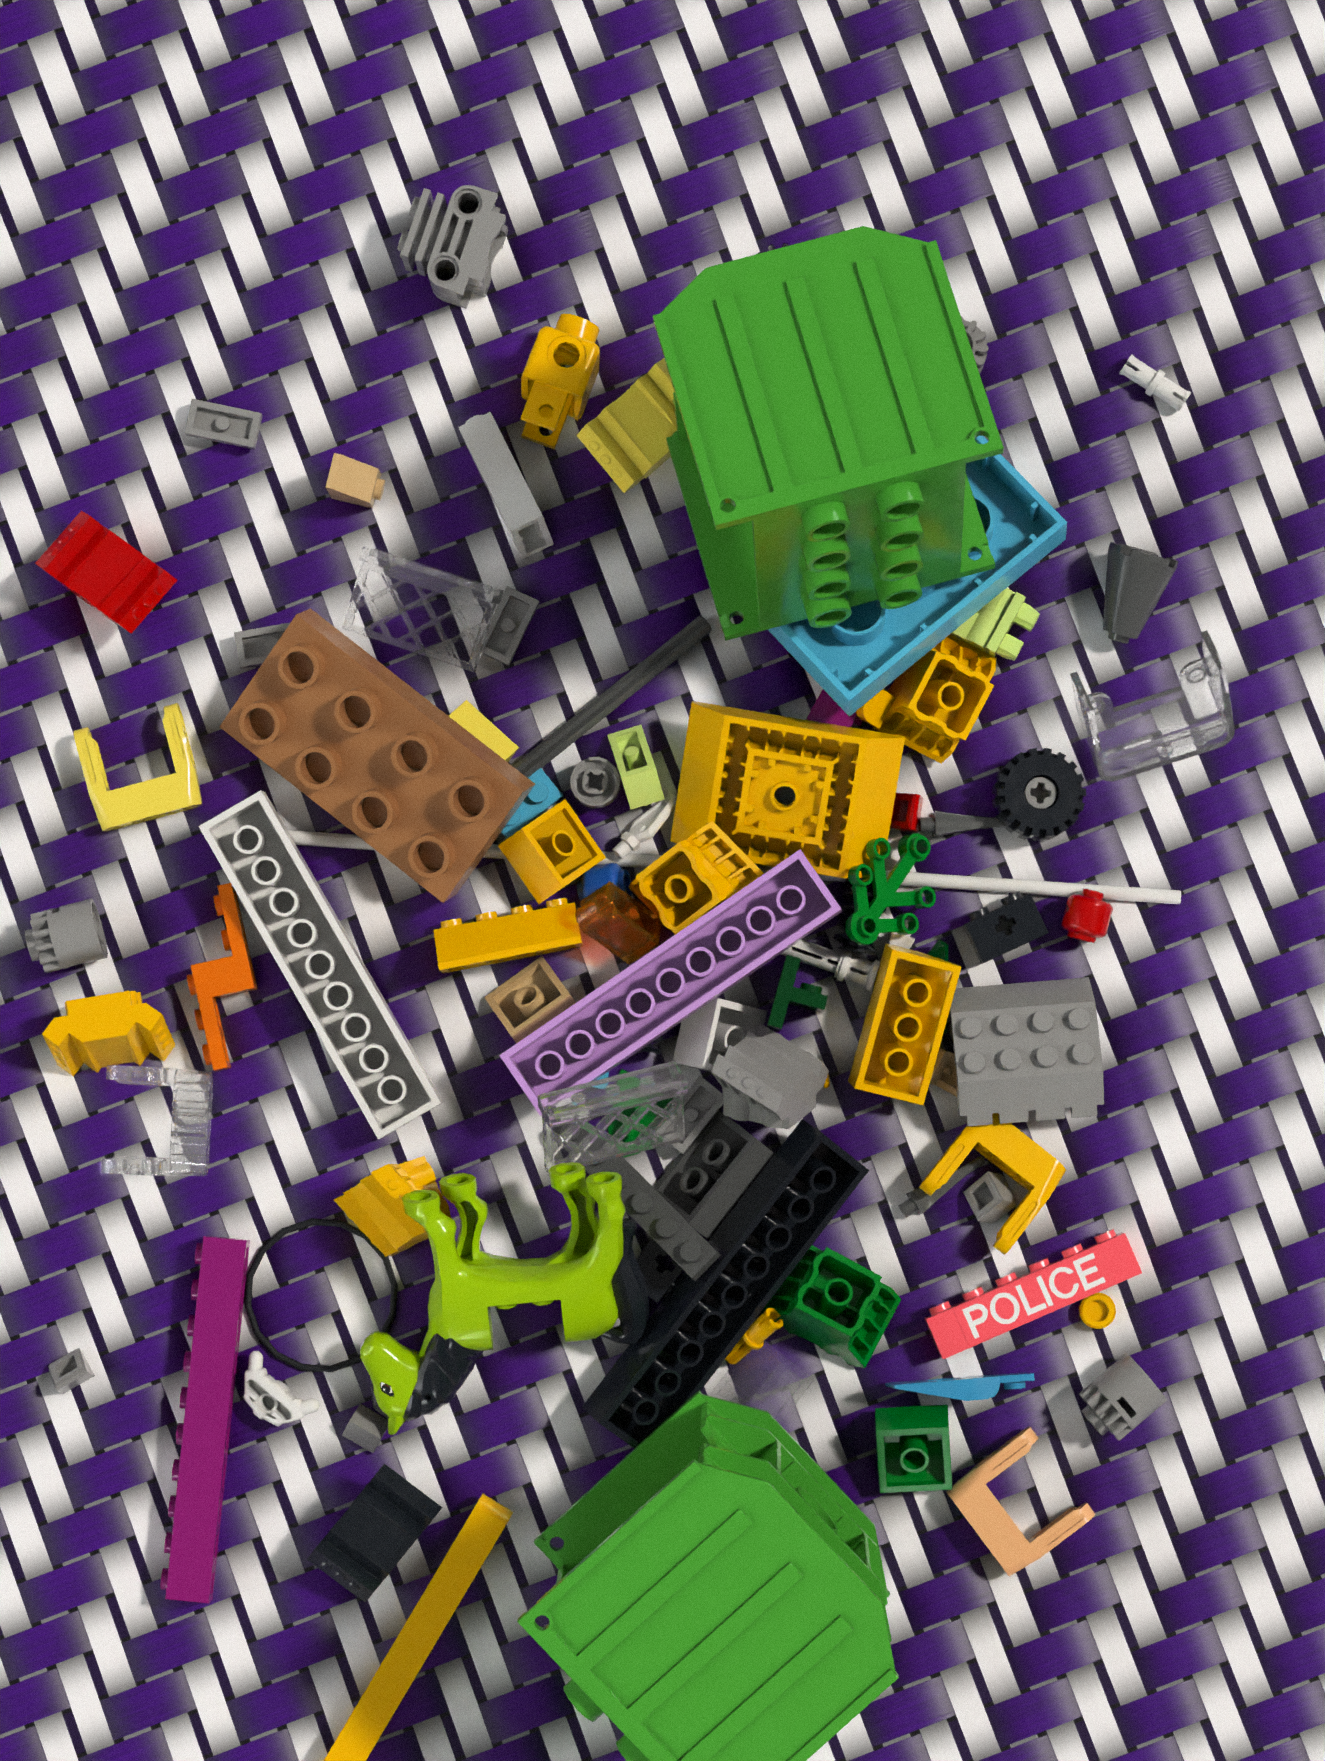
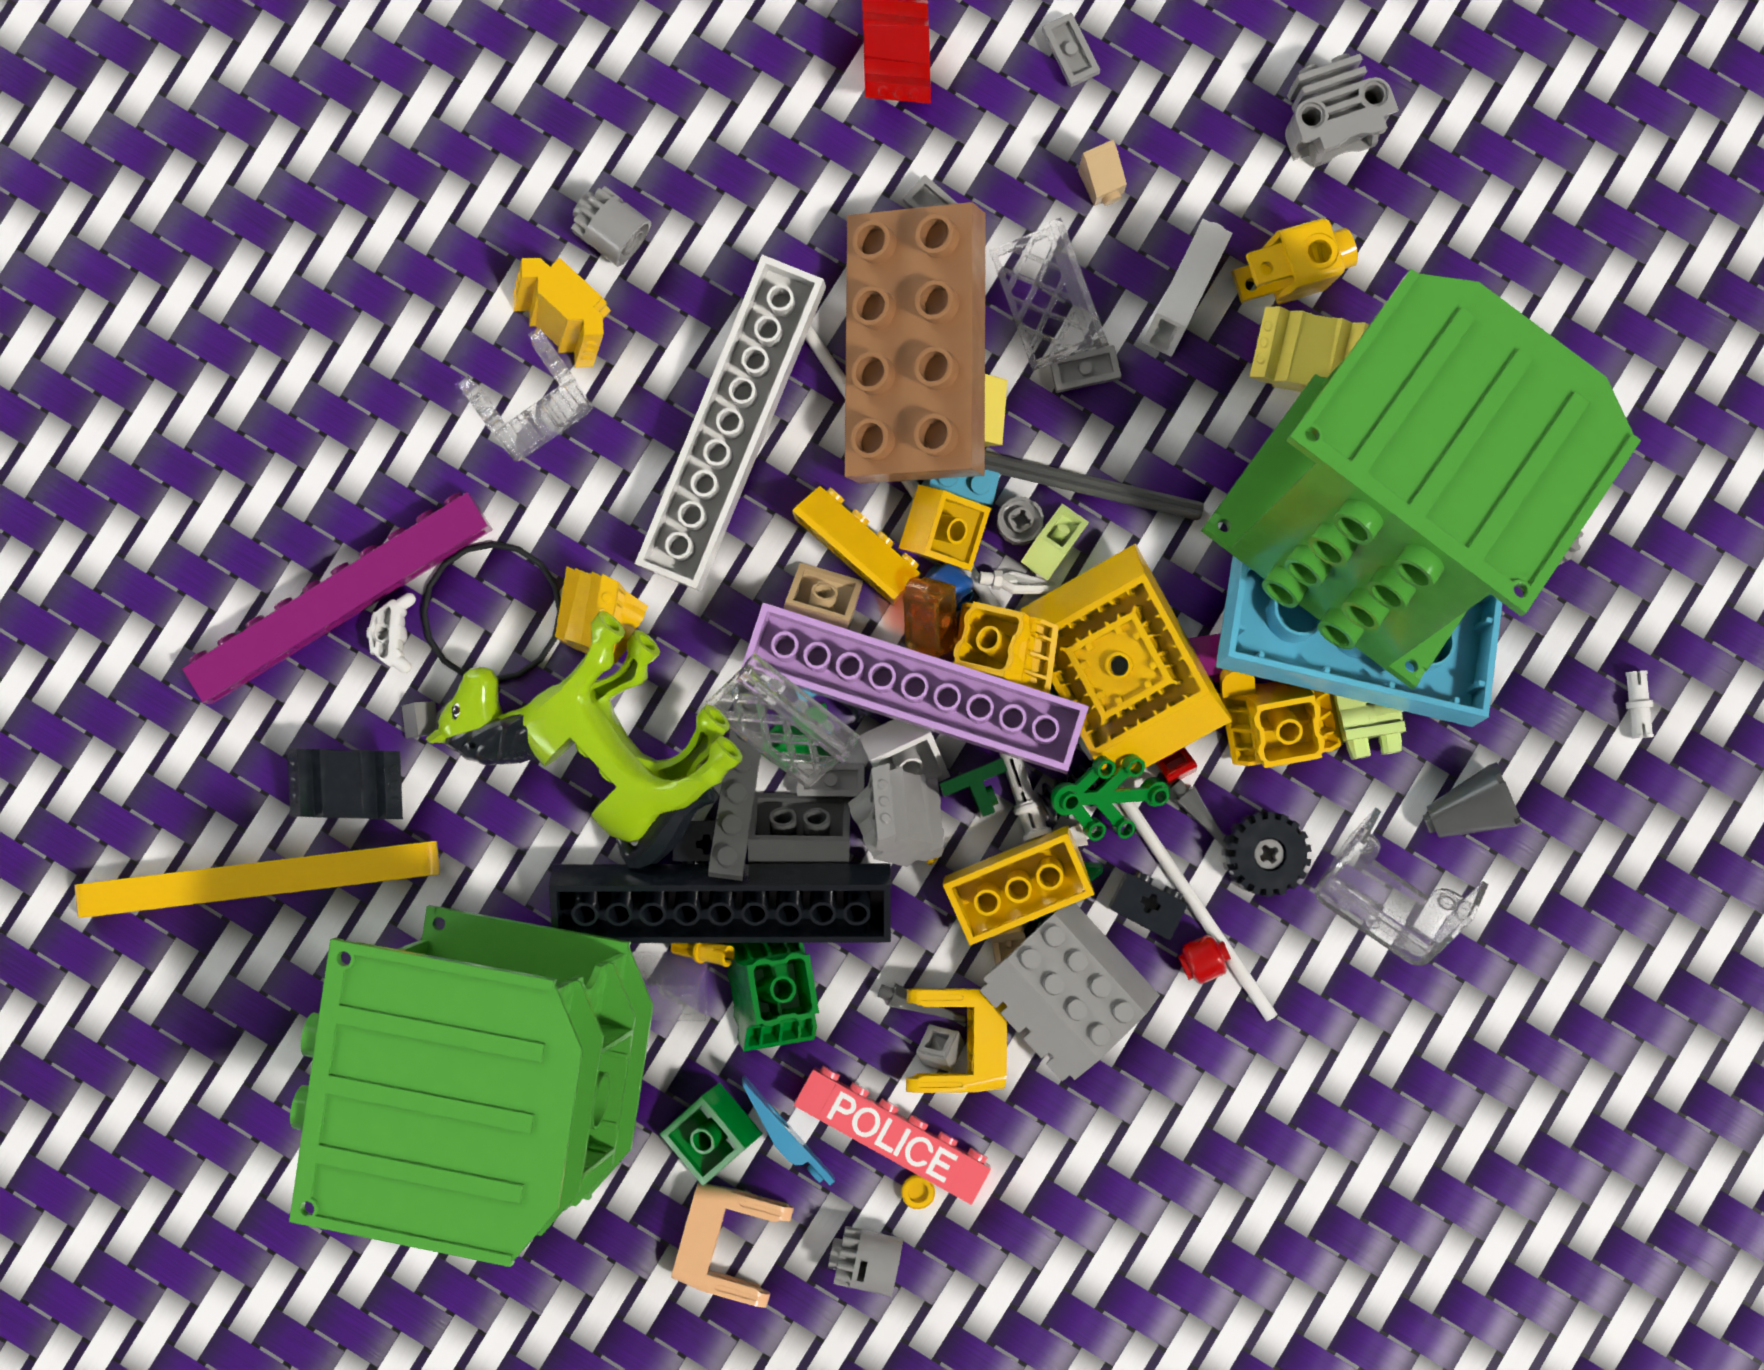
camera: 50 degrees right, 0 degrees up
(70, 1371) = (297, 473): light grey slope -> none
(145, 799) = (756, 207): light yellow connector -> none
(222, 978) = (665, 361): orange bracket -> none

